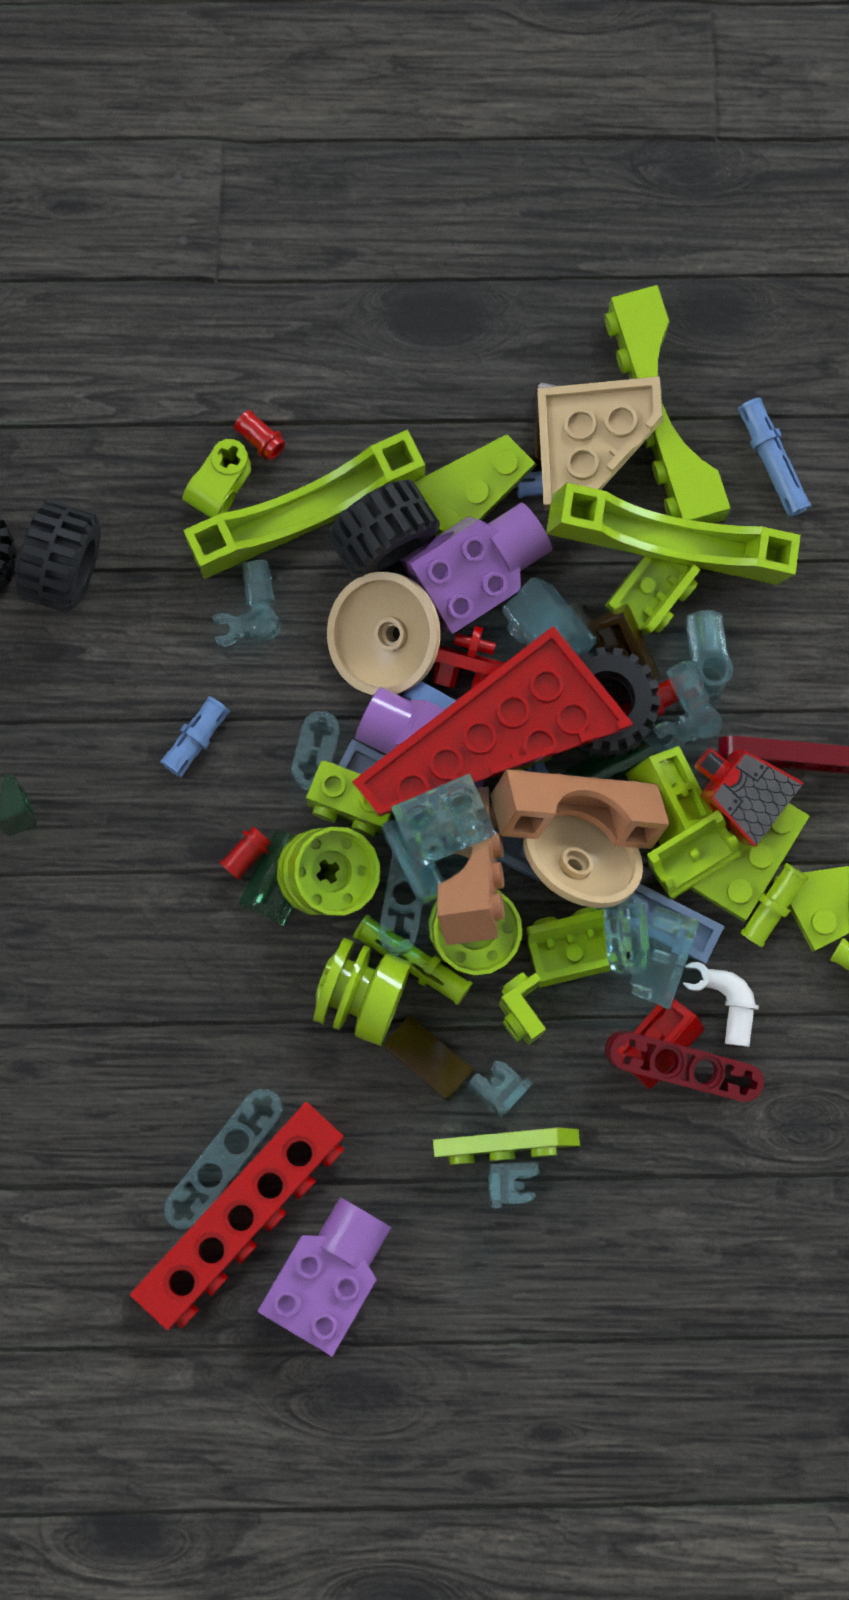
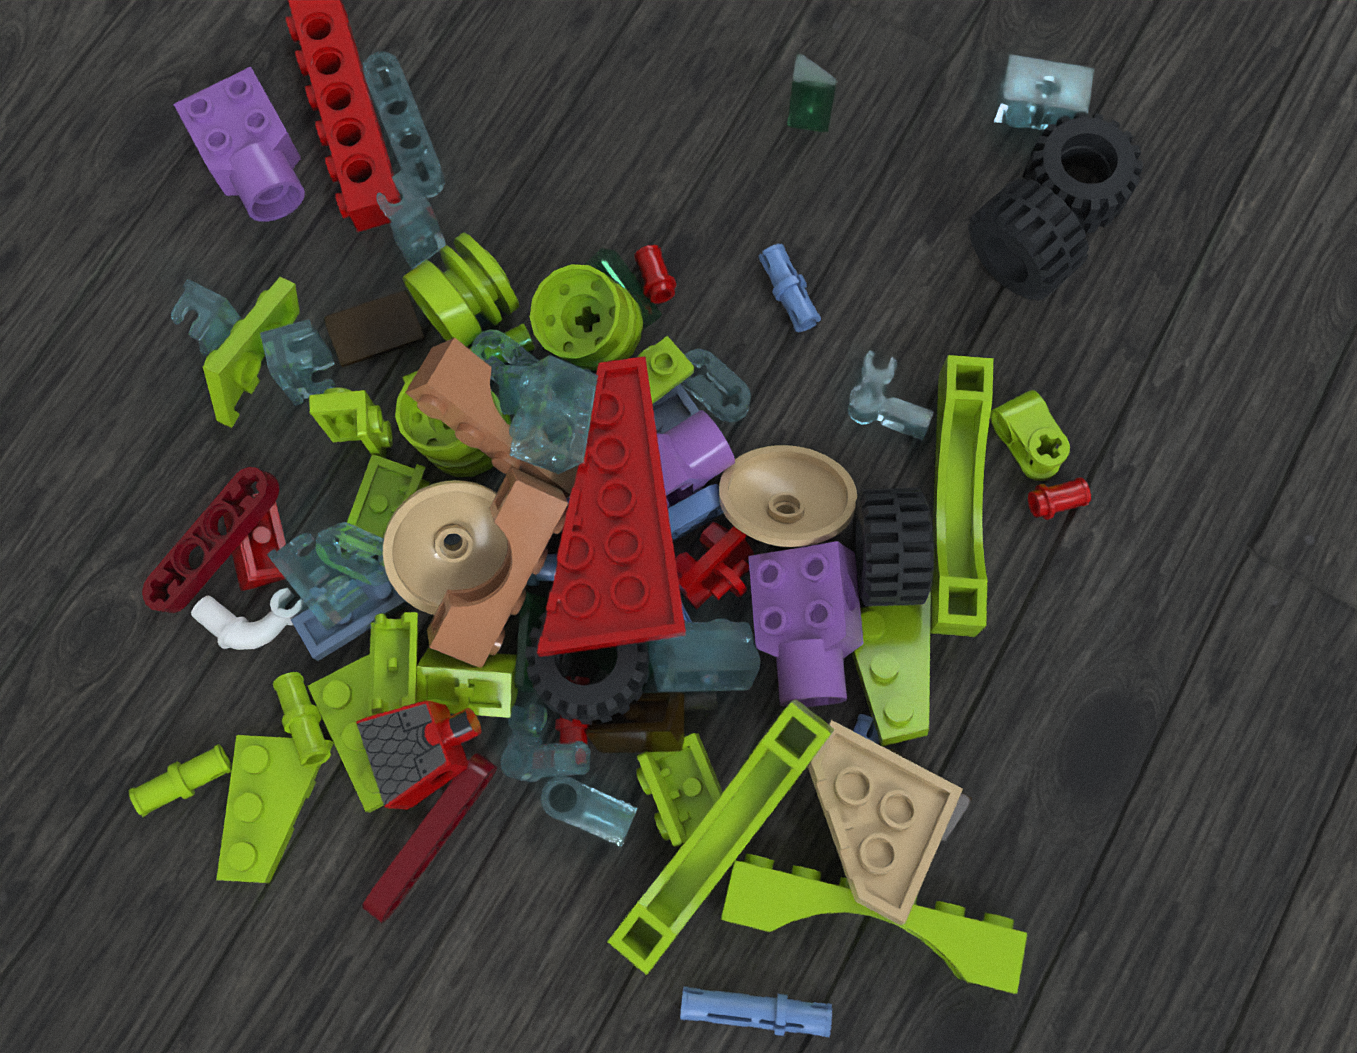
camera: 125 degrees right, 5 degrees down
(322, 1068) = (412, 222): none -> clear light blue hinge

